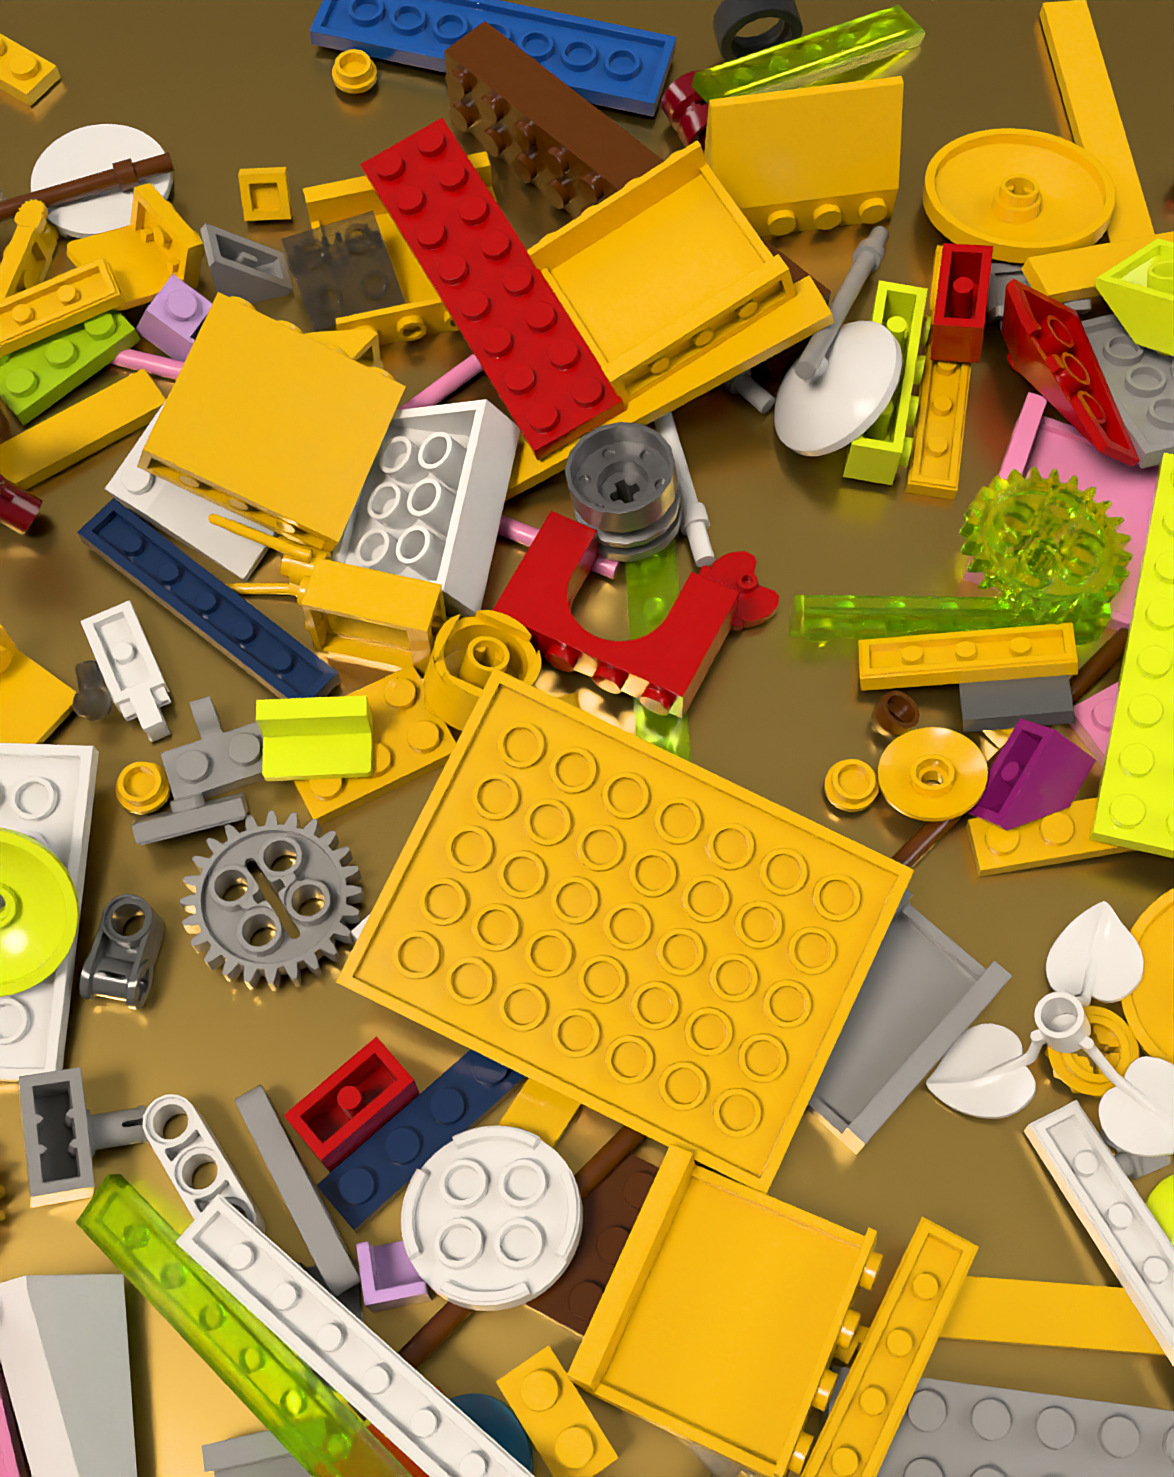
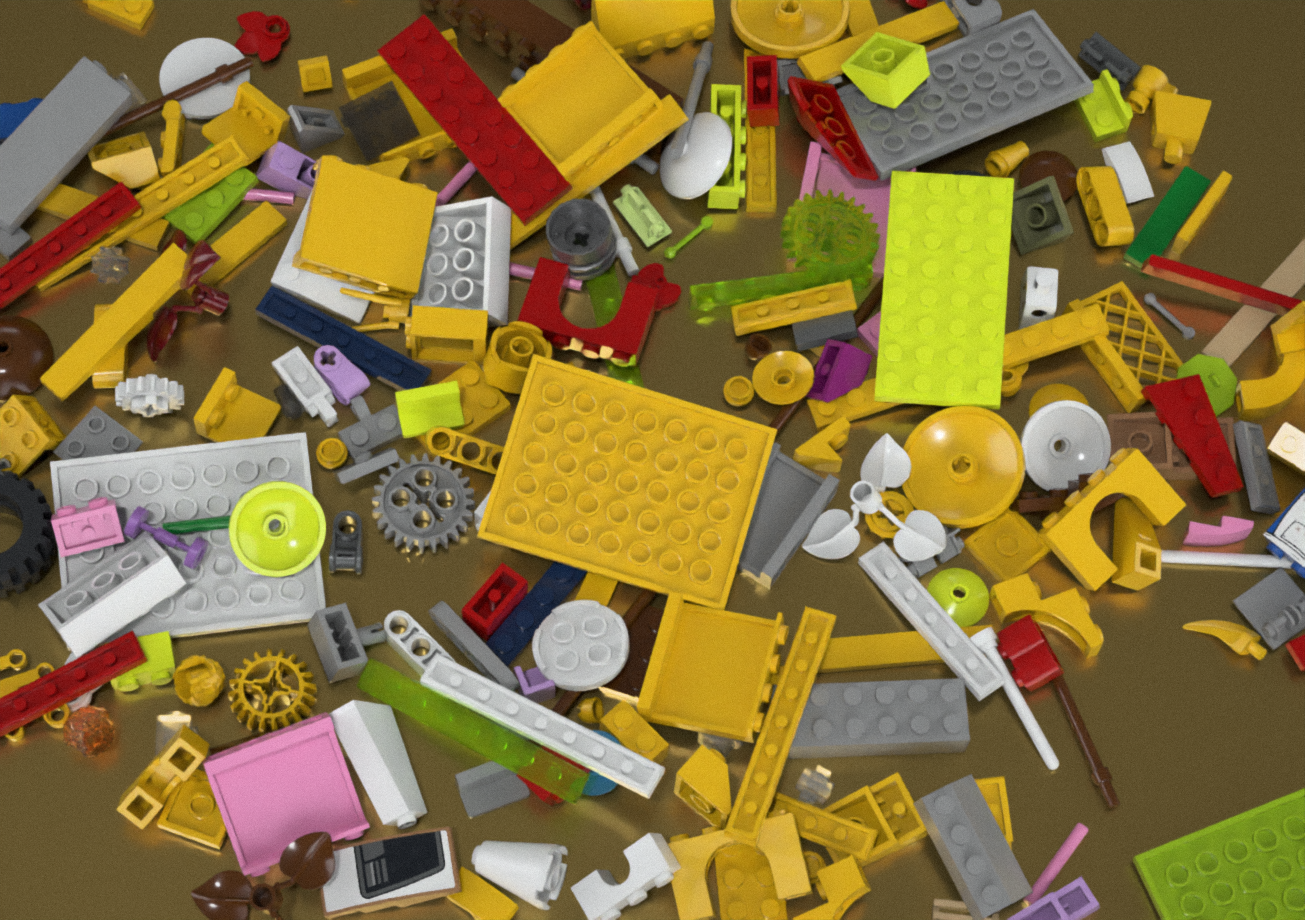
camera: 15 degrees left, 0 degrees up
(186, 661) = (343, 377): none -> lavender piece
(204, 132) = (258, 34): none -> red plate
(340, 816) = (456, 441): none -> yellow beam
(490, 1345) = (591, 710): none -> yellow hinge
(733, 473) = (641, 215): none -> yellowish green hinge
(837, 501) = (706, 223): none -> lime hinge
(982, 912) = (818, 450): none -> yellow slope

